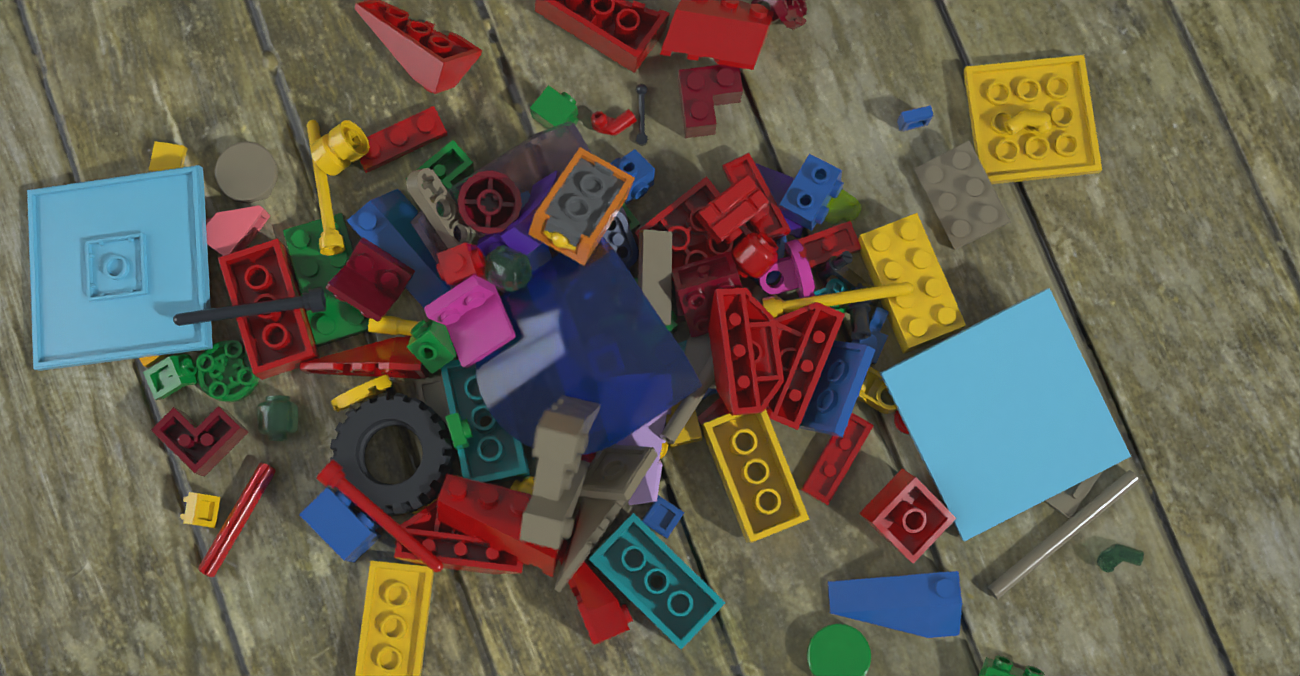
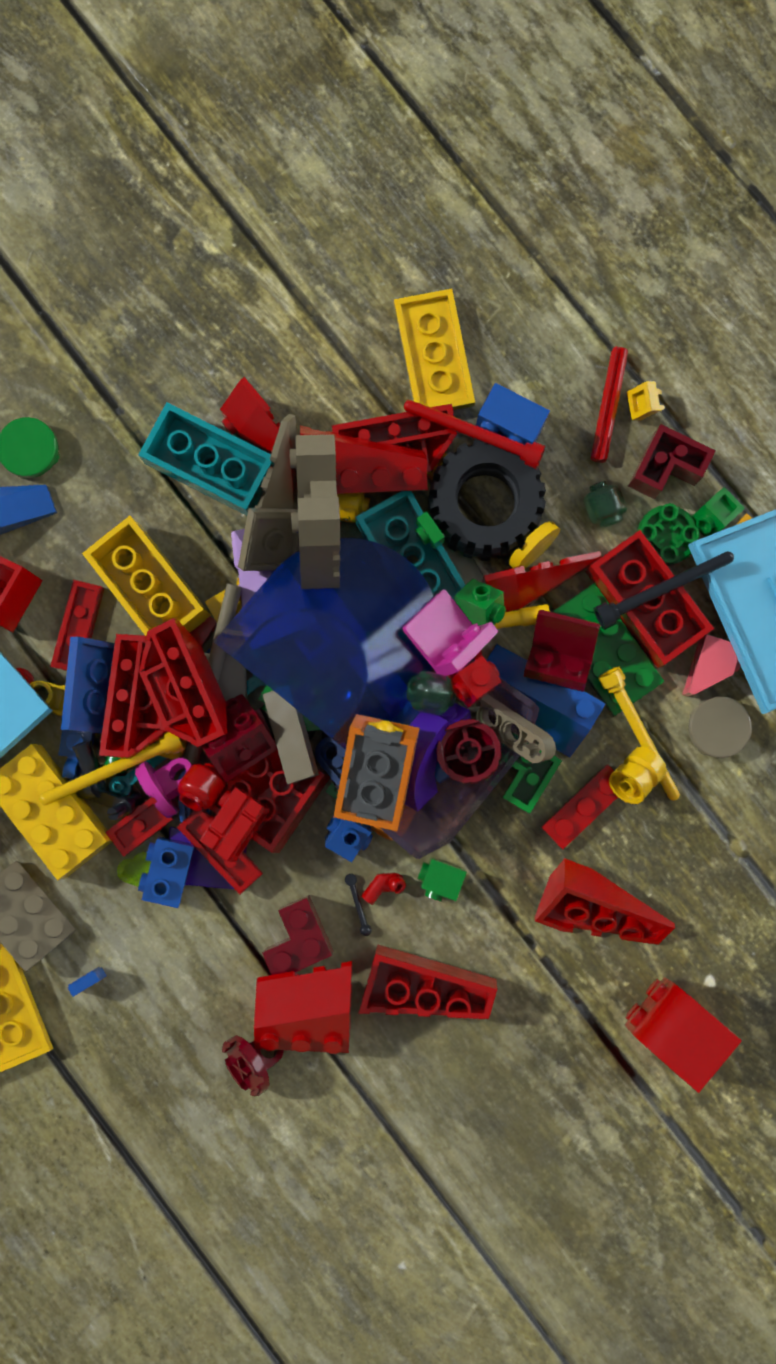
camera: 170 degrees right, 5 degrees up
(662, 517) = (222, 523): blue tile -> none

